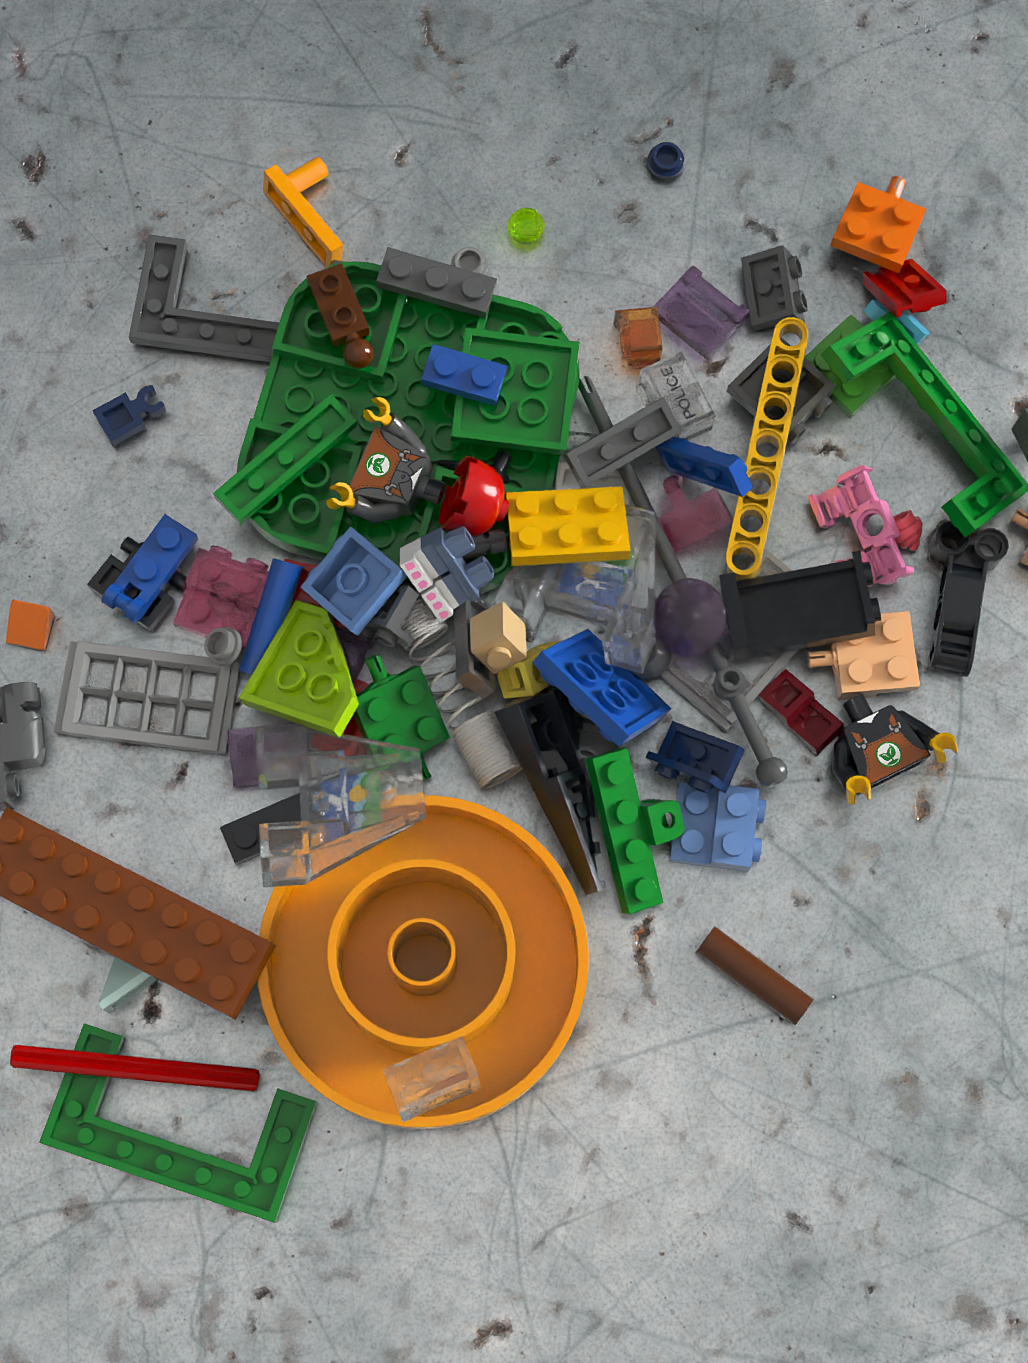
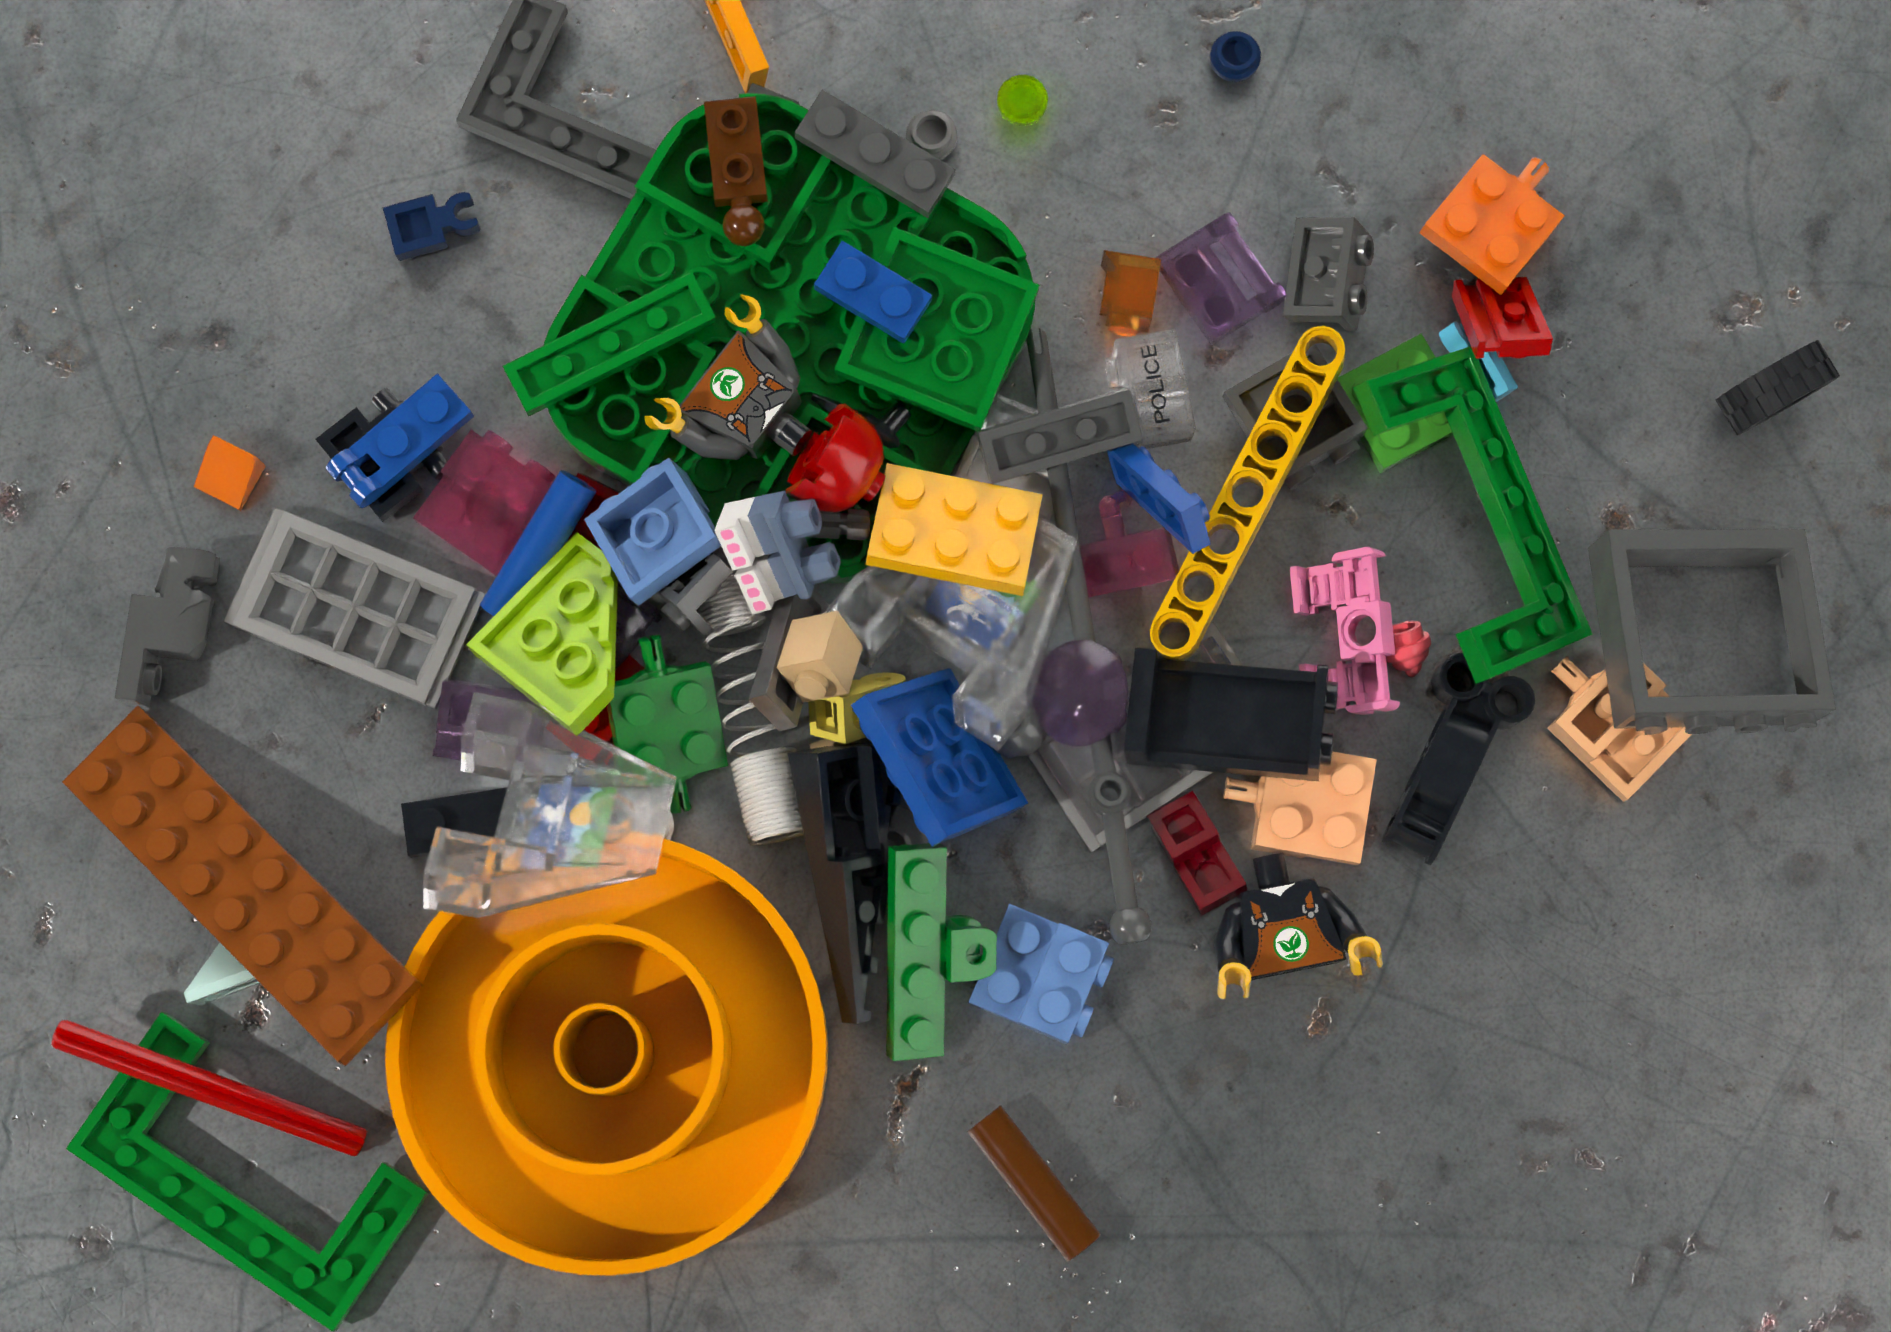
camera: 15 degrees right, 5 degrees up
(223, 645) = (467, 568): light grey plate -> none
(432, 1078) = (568, 1214): clear brick -> none
(698, 757) = (1040, 879): dark blue bracket -> none

